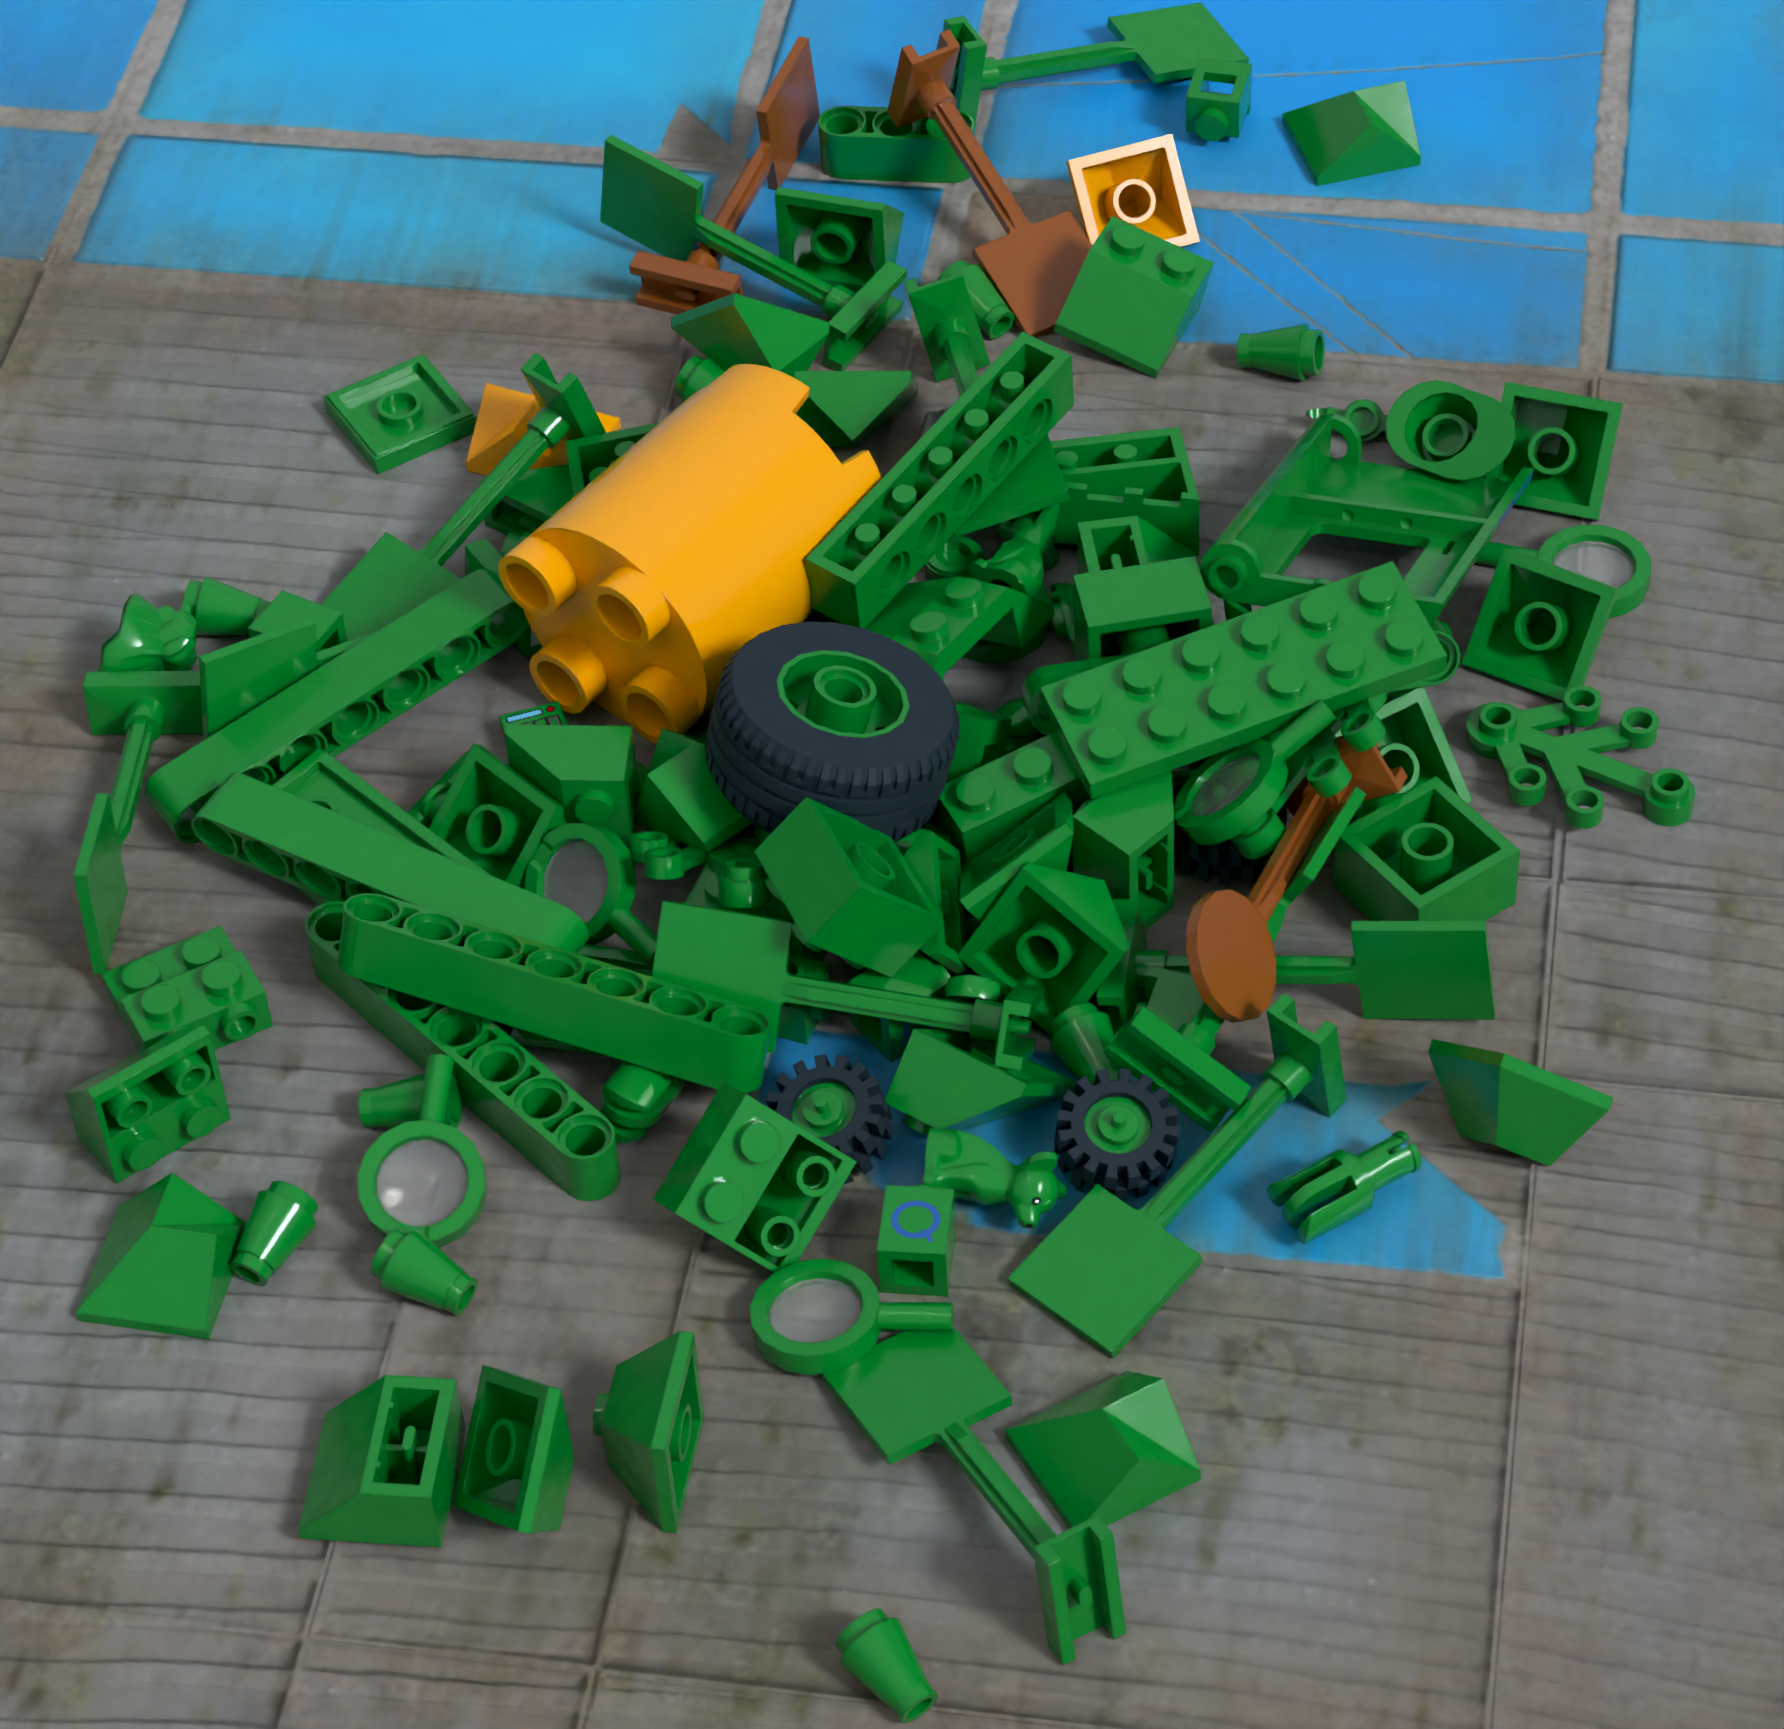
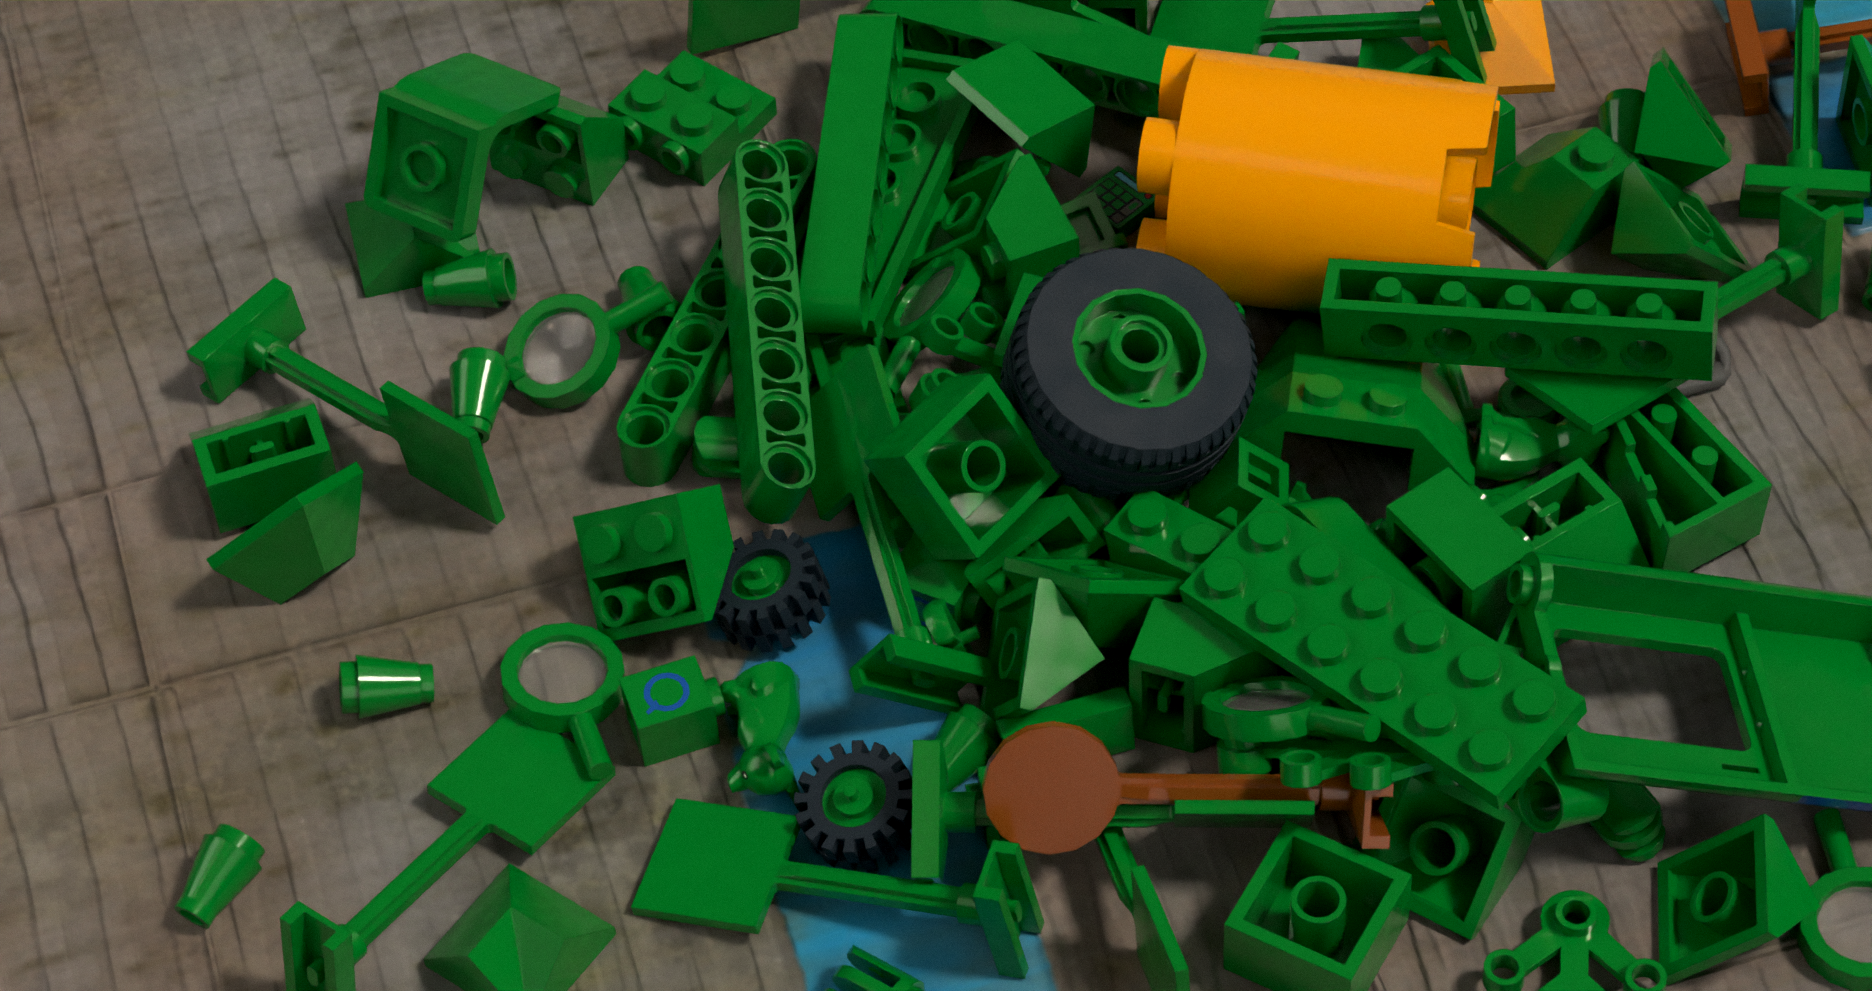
camera: 65 degrees right, 5 degrees up
(159, 1138) = (437, 139): none -> green piece
(408, 727) = (1030, 104): none -> green slope
(482, 1312) = (431, 441): none -> green piece
(654, 1425) = (362, 612): green slope -> none
(736, 1461) = (383, 685): none -> green cone
(954, 1084) = (835, 642): green slope -> none

